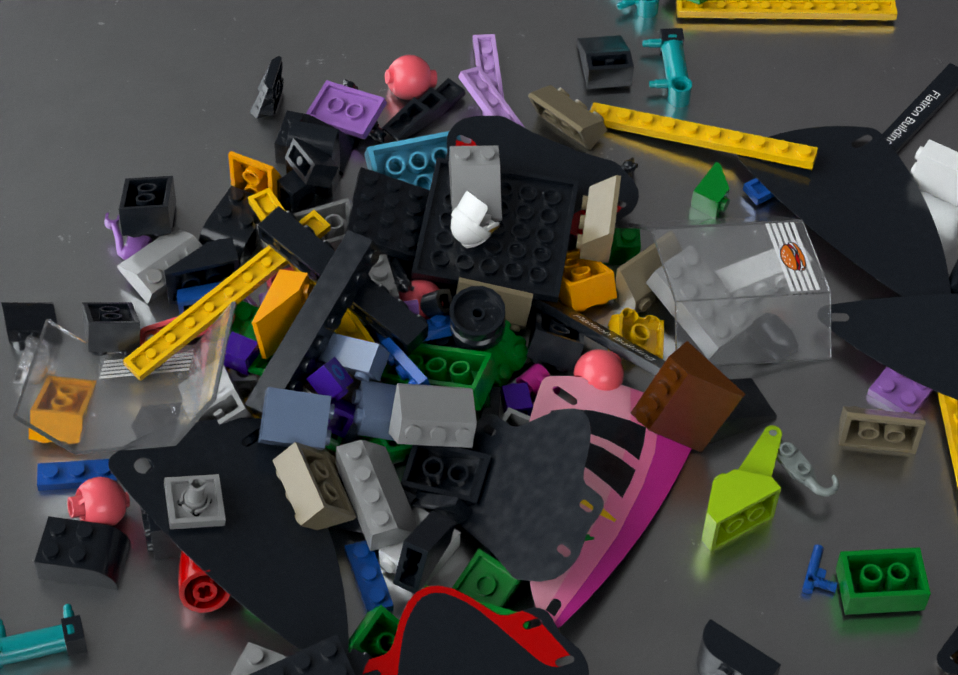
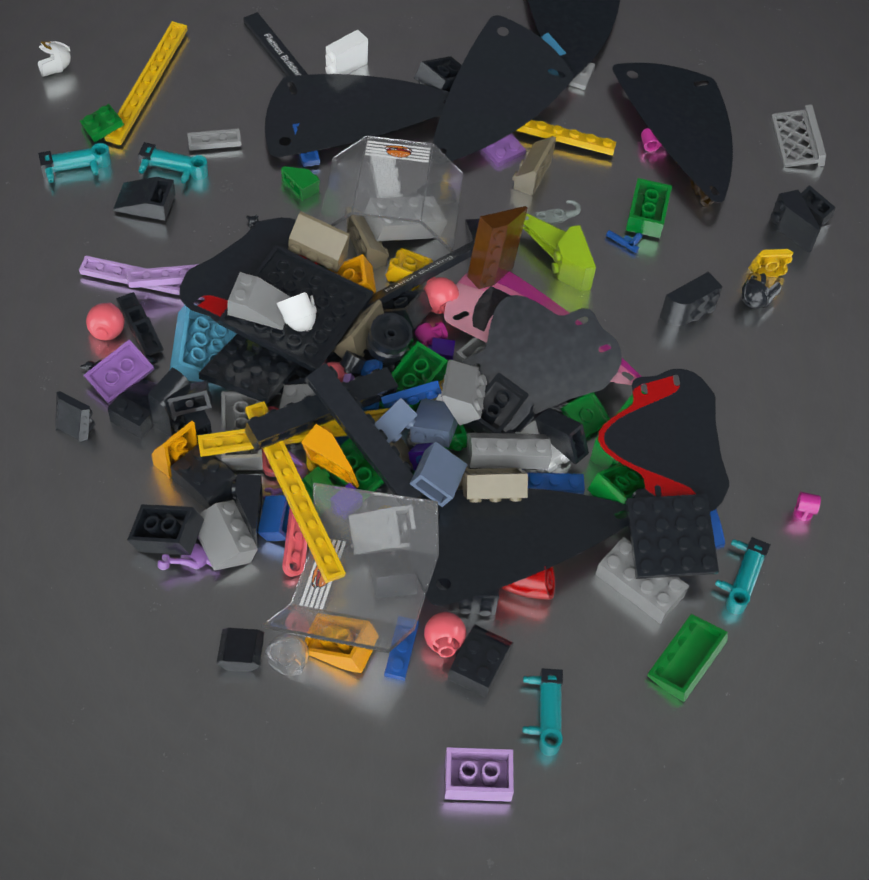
camera: 75 degrees left, 5 degrees up
(111, 327) = (275, 587): black slope -> none
(194, 493) = (490, 553): light grey plate -> none
(331, 380) = (409, 443): dark purple brick -> none
(568, 115) = (196, 235): dark tan slope -> none
(707, 136) = (246, 170): yellow plate -> none
(733, 93) = (214, 139): none -> light grey plate

